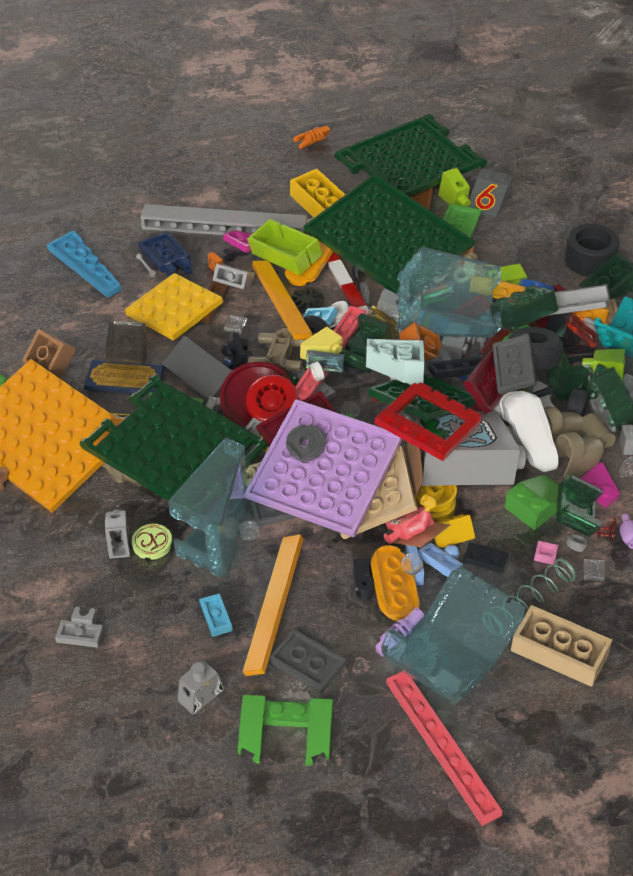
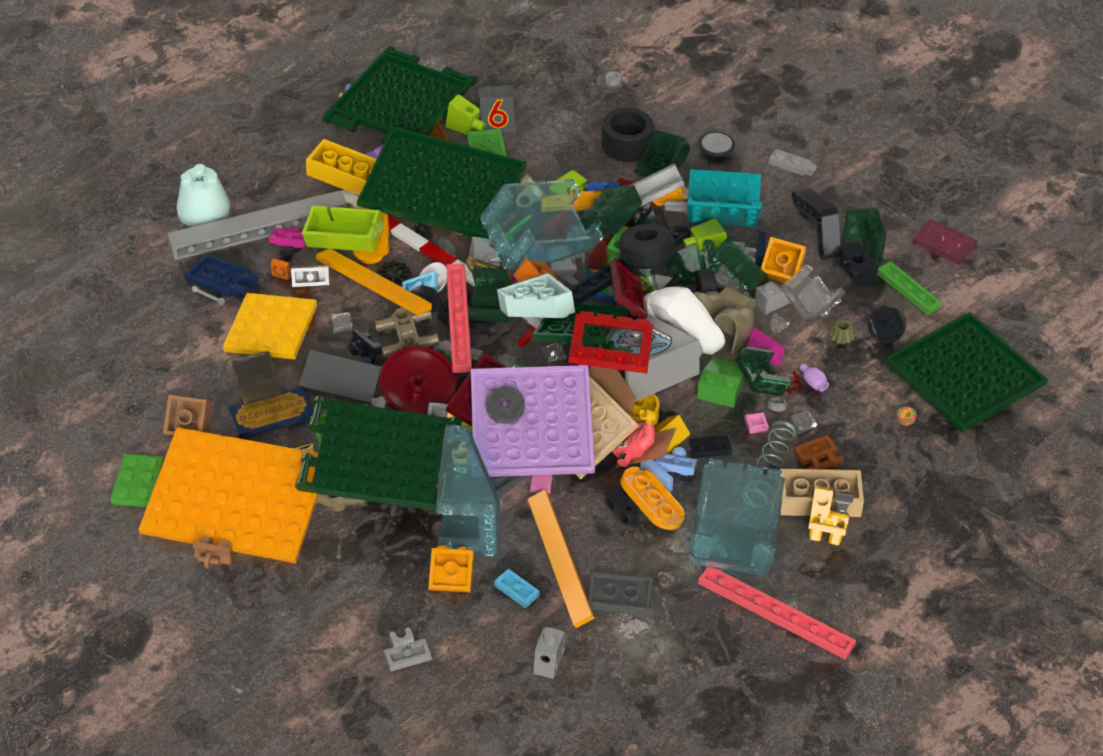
camera: 30 degrees left, 0 degrees up
(79, 258) = (121, 307): dark azure wing -> none
(117, 525) = (379, 554): light grey torso -> none
(152, 541) = (411, 550): yellowish green tile -> none
(169, 572) = (451, 569): none -> light orange plate
(192, 184) = (201, 197): none -> light aqua cone
(259, 712) = (660, 632): bright green wedge -> none
(271, 400) = (437, 379): red wheel -> none
(306, 529) = (541, 483): none -> bright pink tile
(312, 136) = (283, 106): orange hinge -> none
(317, 371) = (465, 337): white tile -> none
(323, 341) = (453, 311): light yellow slope -> none
(328, 361) = (466, 325): clear light blue tile -> none
(403, 626) = (682, 537): lavender hinge -> none
(412, 564) = (660, 475): clear tile -> none
(514, 364) = (643, 265): dark grey tile -> none
(546, 675) = (827, 520): none -> yellow hips
(582, 330) = (669, 213): clear red tile -> none
(587, 602) = (816, 450): none -> dark orange plate
(614, 200) = (613, 78): none -> light grey tile

